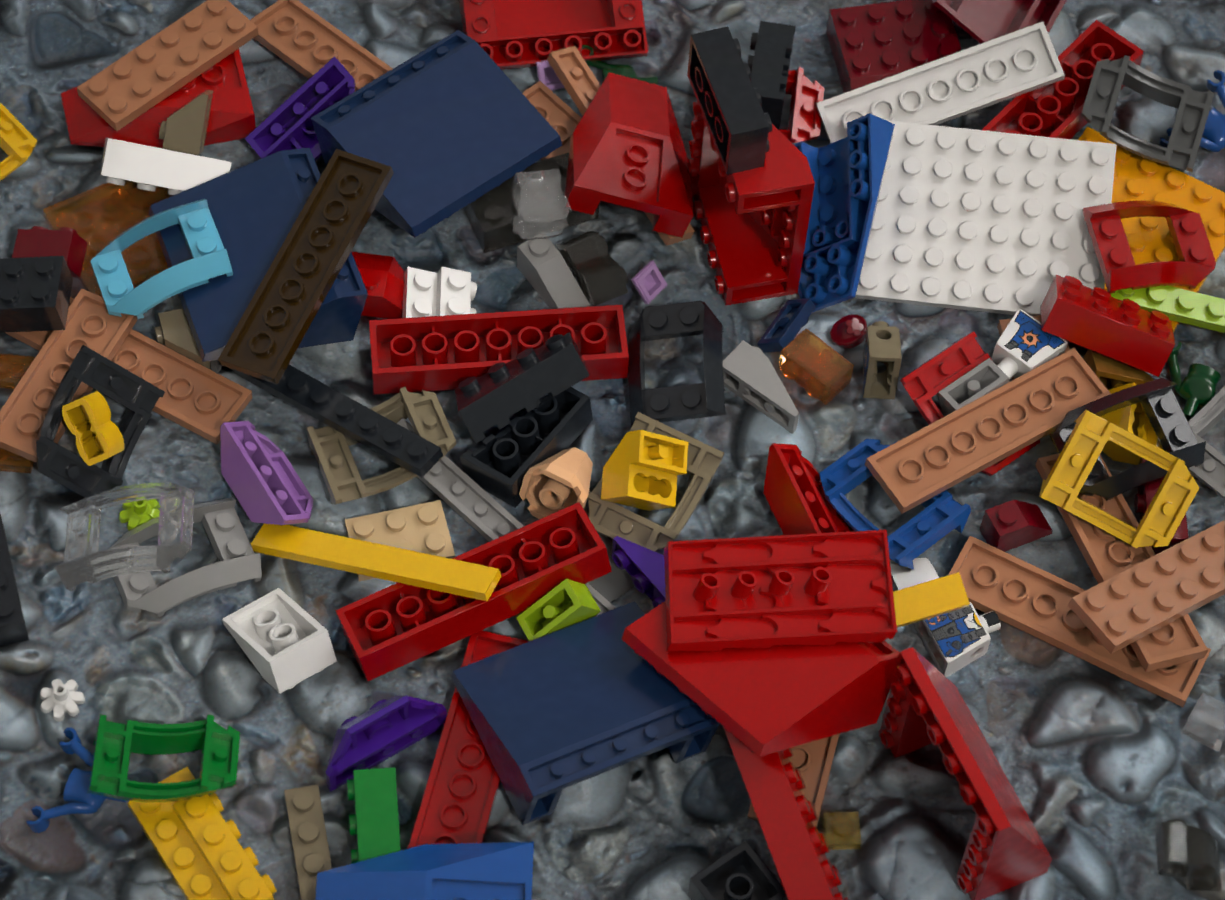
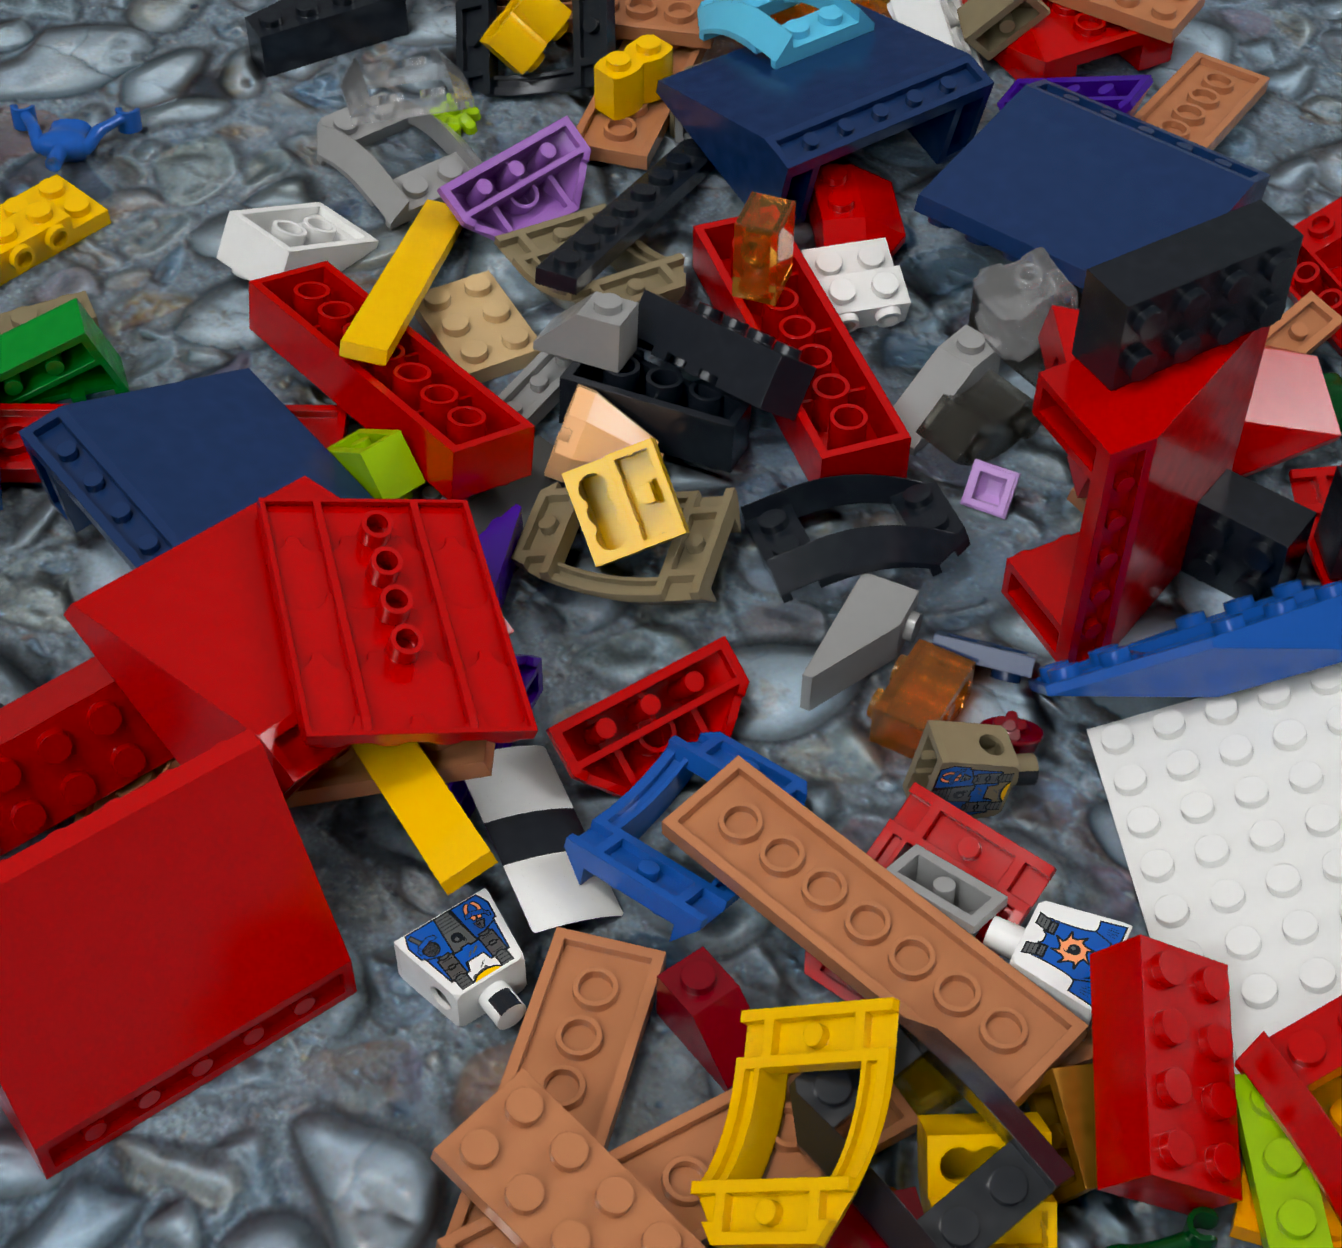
camera: 80 degrees right, 10 degrees down
(61, 699) = (189, 107): white plant -> none
(116, 741) = (101, 134): green wedge -> none
(173, 373) = (631, 76): none -> yellow brick
(306, 266) = (799, 97): dark brown plate -> none
(381, 734) = (157, 336): dark purple wedge -> none
(449, 330) = (763, 248): none -> clear orange brick
(482, 455) = (593, 332): none -> light grey slope

